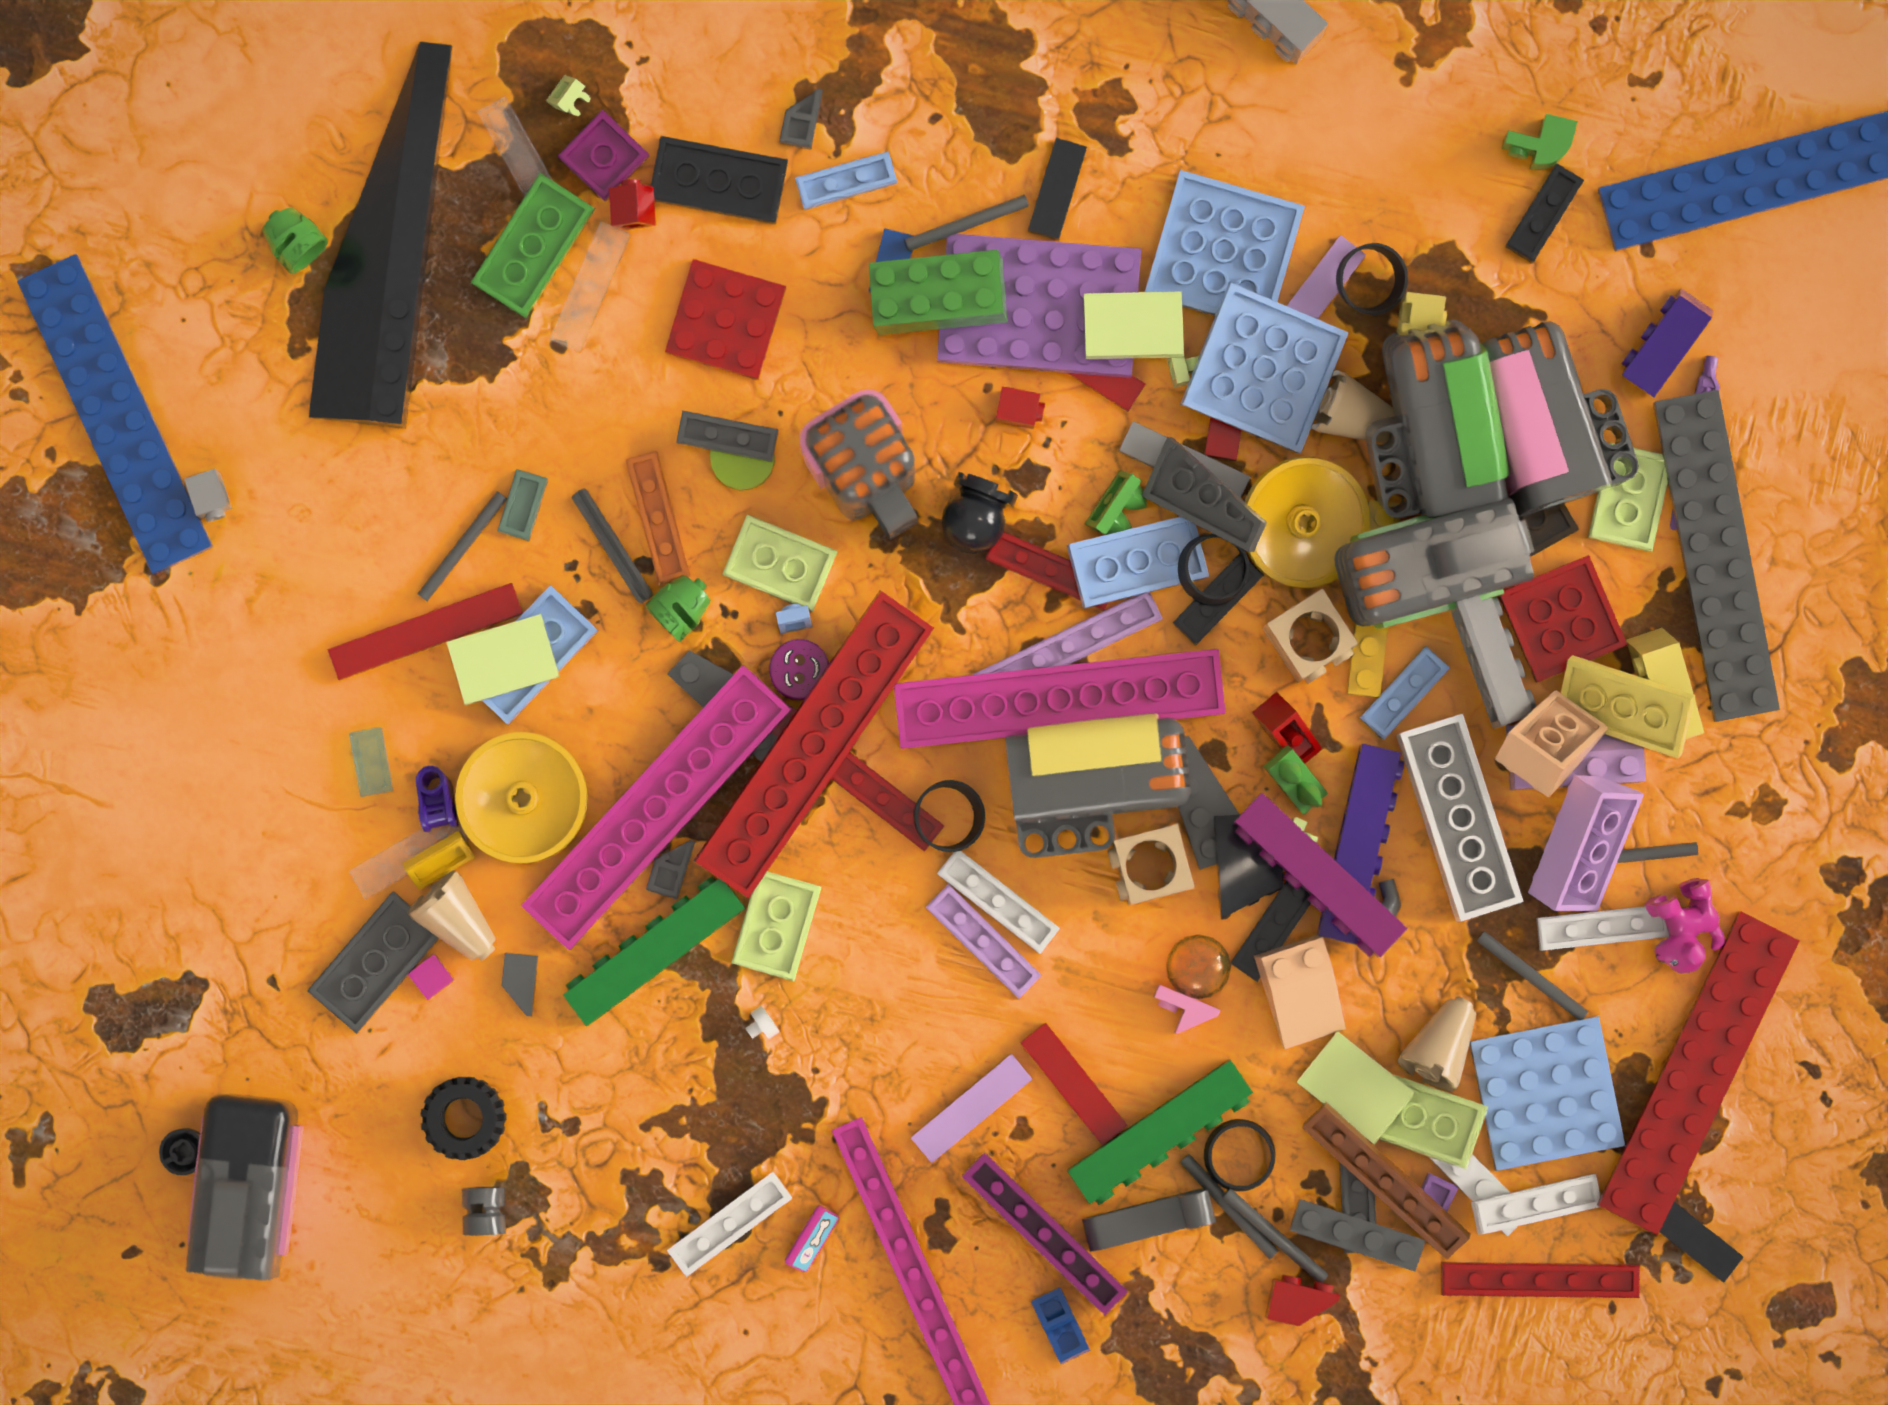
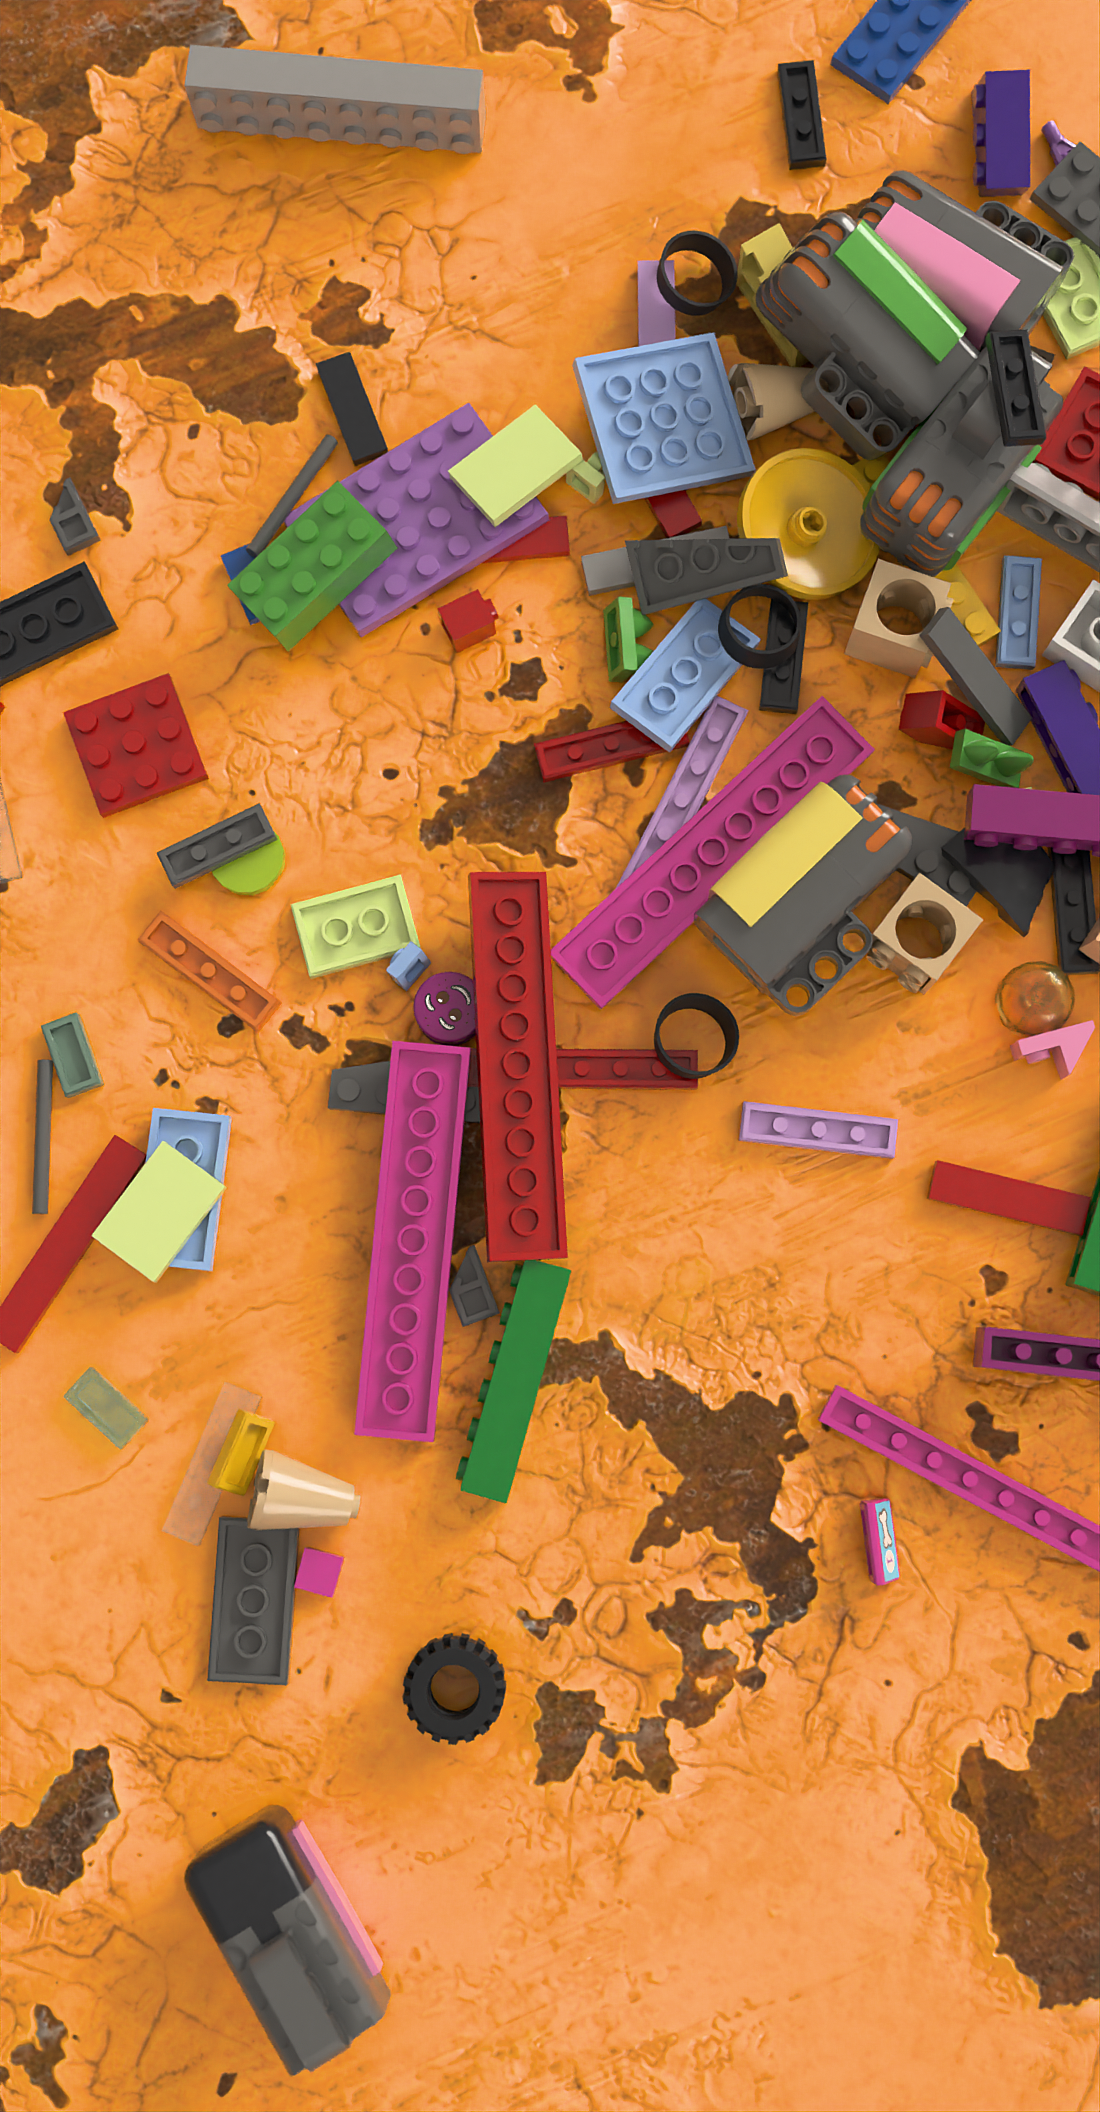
camera: 30 degrees left, 5 degrees down
(179, 1151) = (194, 1945): black wheel -> none
(436, 805) = (198, 1400): dark purple piece -> none
(483, 1223) = (558, 1771): dark grey wheel -> none
(520, 979) = (407, 1507): dark grey tile -> none
(521, 797) = (275, 1330): yellow dish -> none
(612, 545) = (185, 1028): dark grey axle -> none
(679, 606) = (290, 1034): bright green helmet -> none
(729, 1224) = (791, 1589): white plate -> none
(762, 1023) = (673, 1368): white tile -> none
(776, 925) = (613, 1265): yellowish green tile -> none
(846, 180) = (153, 542): light blue tile -> none
(863, 460) = (359, 757): dark grey piece -> none
(971, 1108) = (931, 1296): lavender tile -> none
(975, 516) = (503, 740): black tile -> none
(998, 901) = (803, 1082): white tile -> none
(1220, 238) = (528, 337): light blue plate -> none
(1328, 718) = (975, 676): none -> dark grey tile
(1489, 551) = (1015, 388): none -> black tile
(1548, 148) = (756, 56): bright green brick -> none

